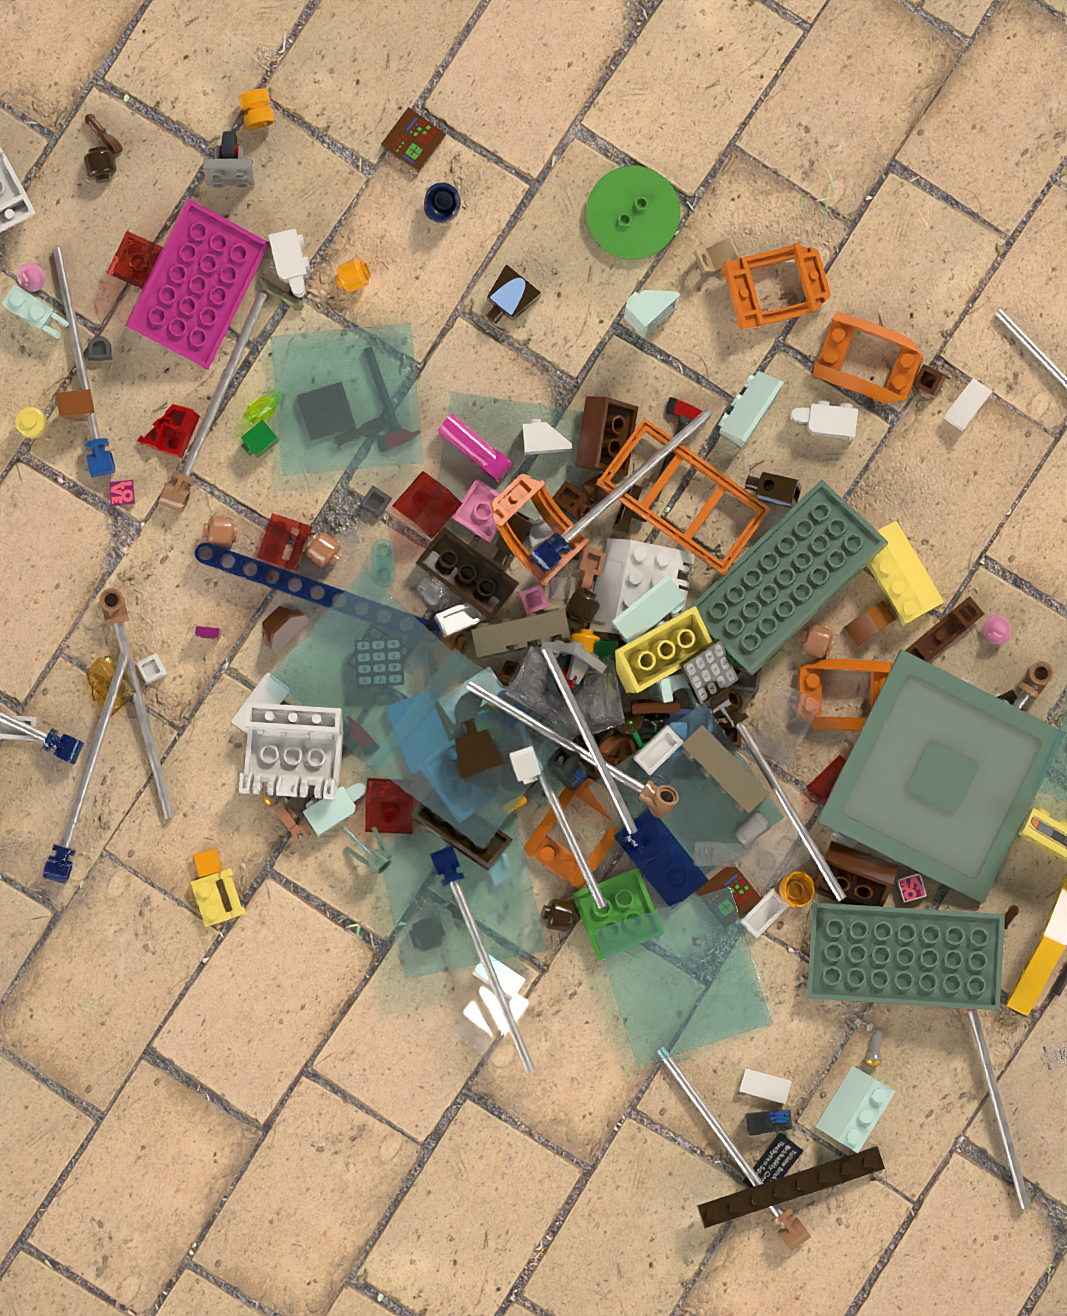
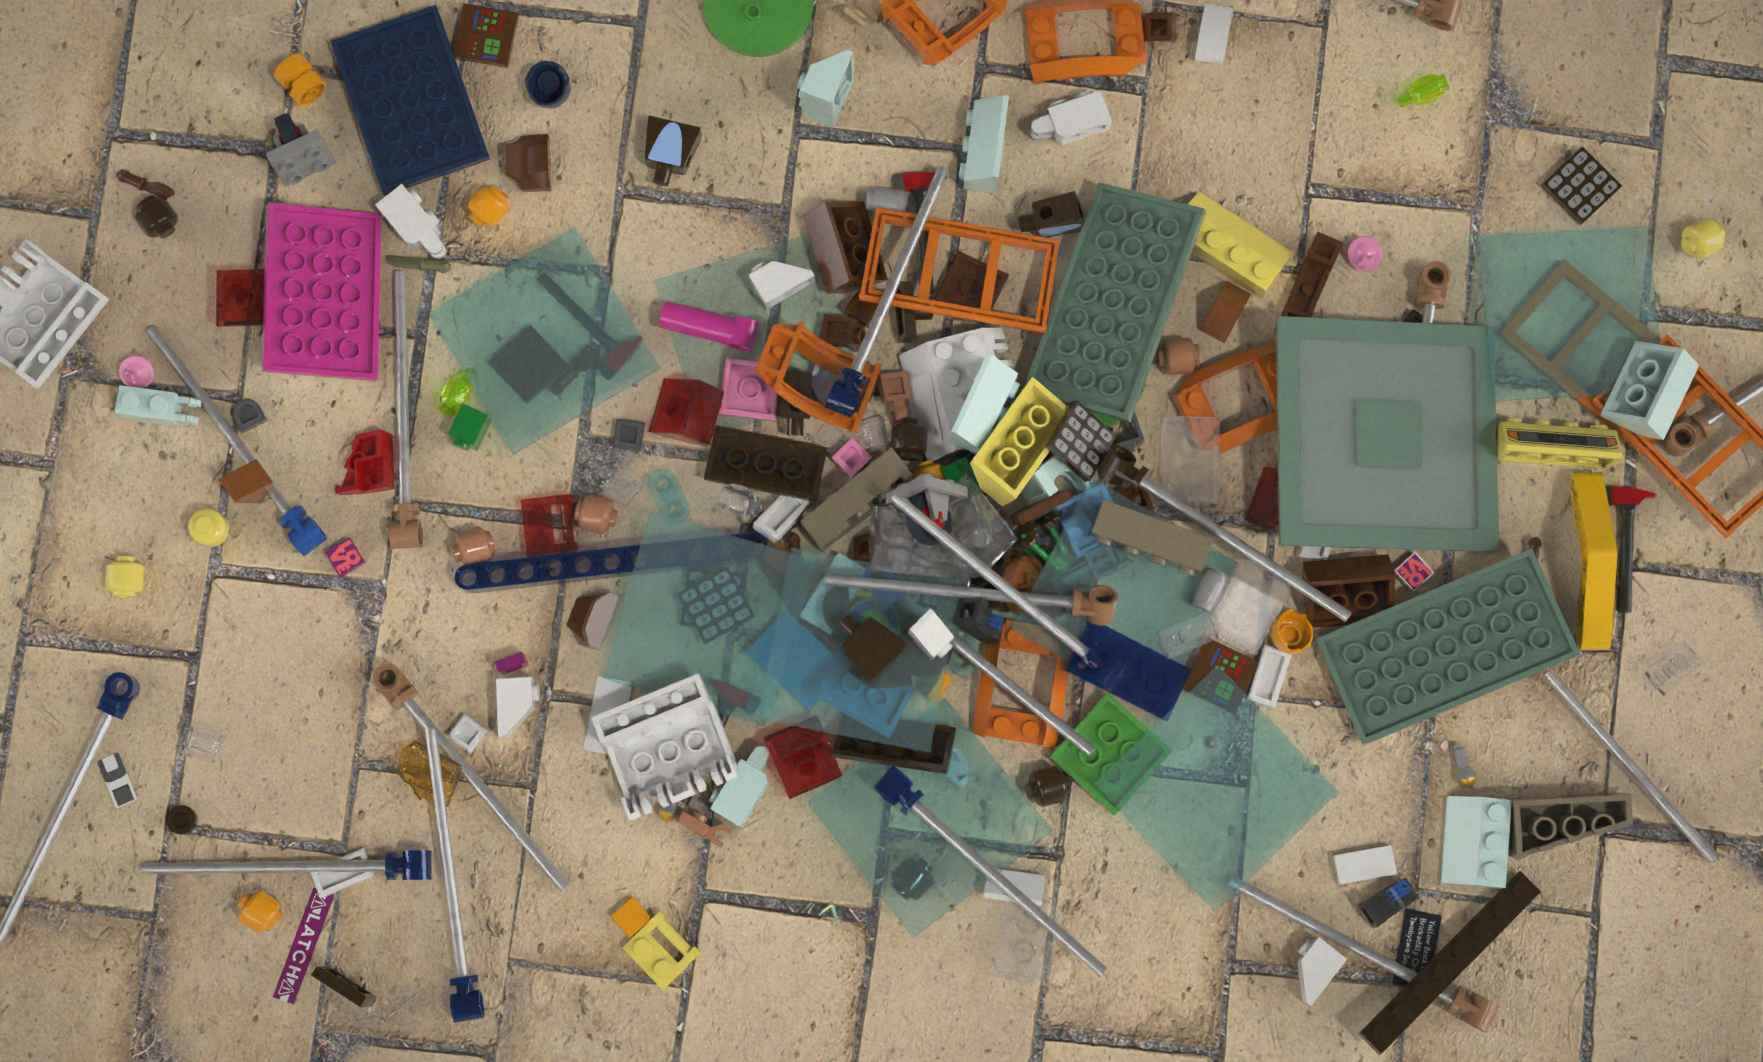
camera: 25 degrees left, 5 degrees down
(196, 663) = (515, 703): none -> white slope
(332, 163) = (410, 100): none -> dark blue plate
(378, 860) = (819, 822): sand green plant -> none
(400, 255) = (530, 162): none -> reddish brown slope
(656, 414) = (886, 198): none -> light grey piece
(658, 749) = (1067, 552): white tile -> none
(683, 507) = (965, 283): none -> reddish brown tile
(691, 1143) = (1317, 967): none -> white slope
(924, 1123) = (1556, 820): none -> dark tan wedge

